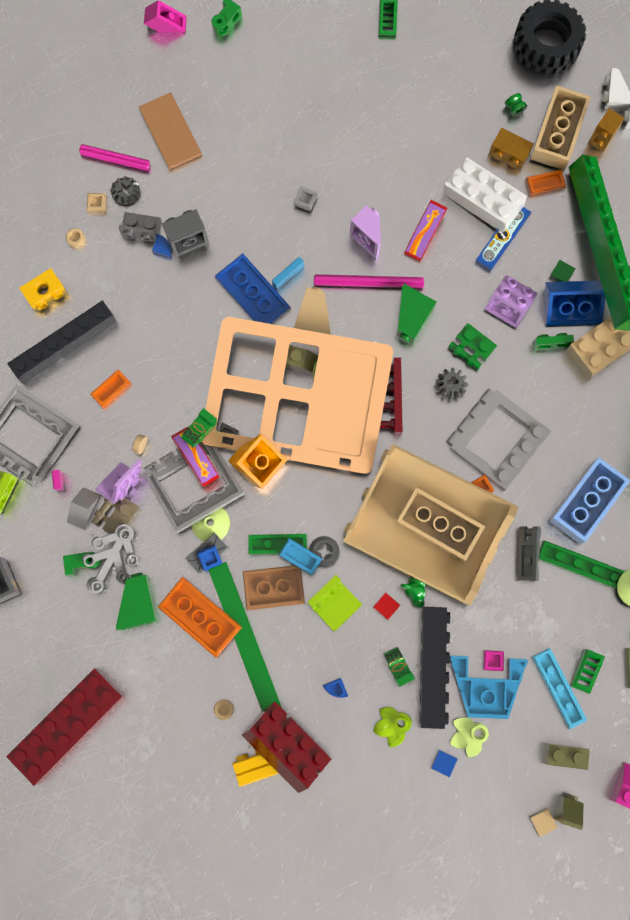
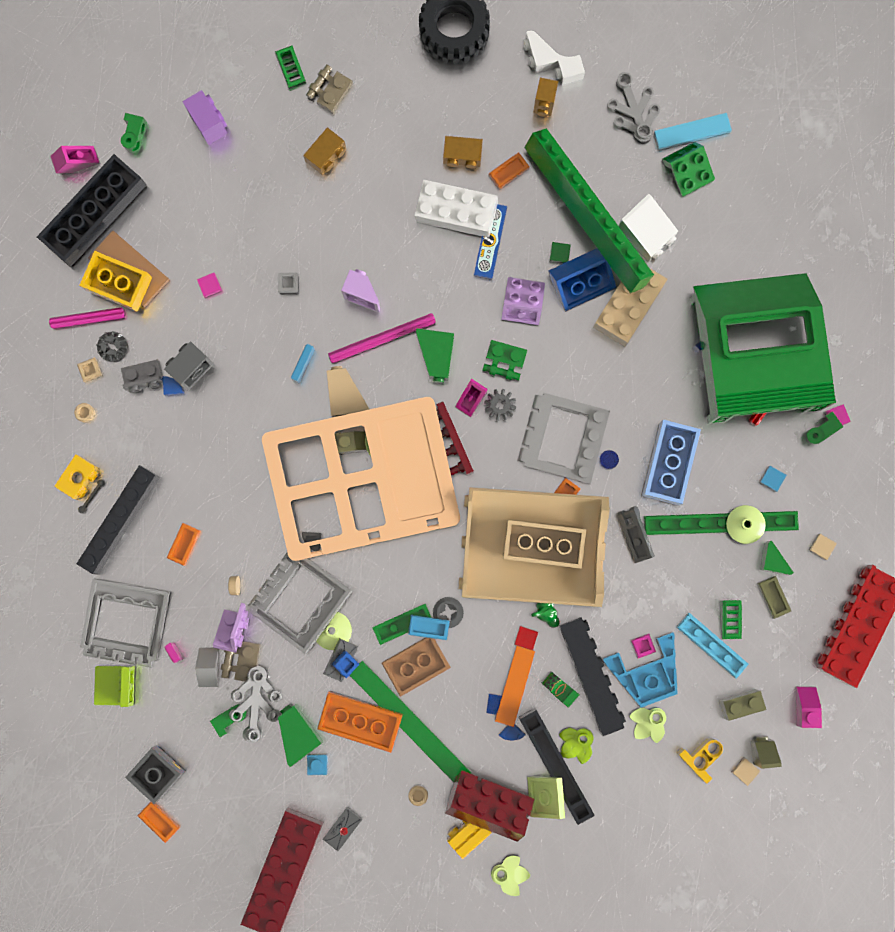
camera: 20 degrees left, 5 degrees up
(35, 320) = (82, 509): none -> dark grey hinge
(140, 710) = (342, 829): none -> dark grey tile
(143, 640) = (317, 764): none -> dark azure plate
(154, 133) = (115, 281): none -> yellow brick
(160, 67) = (91, 210): none -> black brick
(196, 460) = (291, 576): slope -> none
(199, 428) = (284, 550): green leg -> none
(234, 172) = (209, 285): none -> dark pink tile
(252, 291) = (276, 394): blue tile -> none
(257, 461) = (351, 556): light orange slope -> none
(279, 825) = (513, 875): none -> yellowish green plate
(295, 27) = (206, 116): none -> medium lavender brick
(333, 656) = (493, 703): none -> clear blue tile
(334, 603) = (478, 656): lime bracket -> none
(344, 762) = (547, 796): none -> yellowish green plate
(357, 646) = (514, 686): none -> orange tile
(365, 738) = (556, 765): none -> black arch
(387, 99) = (325, 151): none -> pearl gold brick
(416, 54) = (334, 91): none -> dark tan plate
(425, 230) = (415, 267): slope -> none
(428, 366) = (471, 397): none -> dark pink slope
(444, 763) = (636, 757): blue tile -> none
(511, 794) = (708, 758): none -> yellow tile
(515, 104) = (449, 105): green wheel -> none
(531, 475) = (608, 459): none -> clear blue tile
(545, 341) = (571, 327): green plate -> none
(560, 128) = (501, 112): tan brick -> none

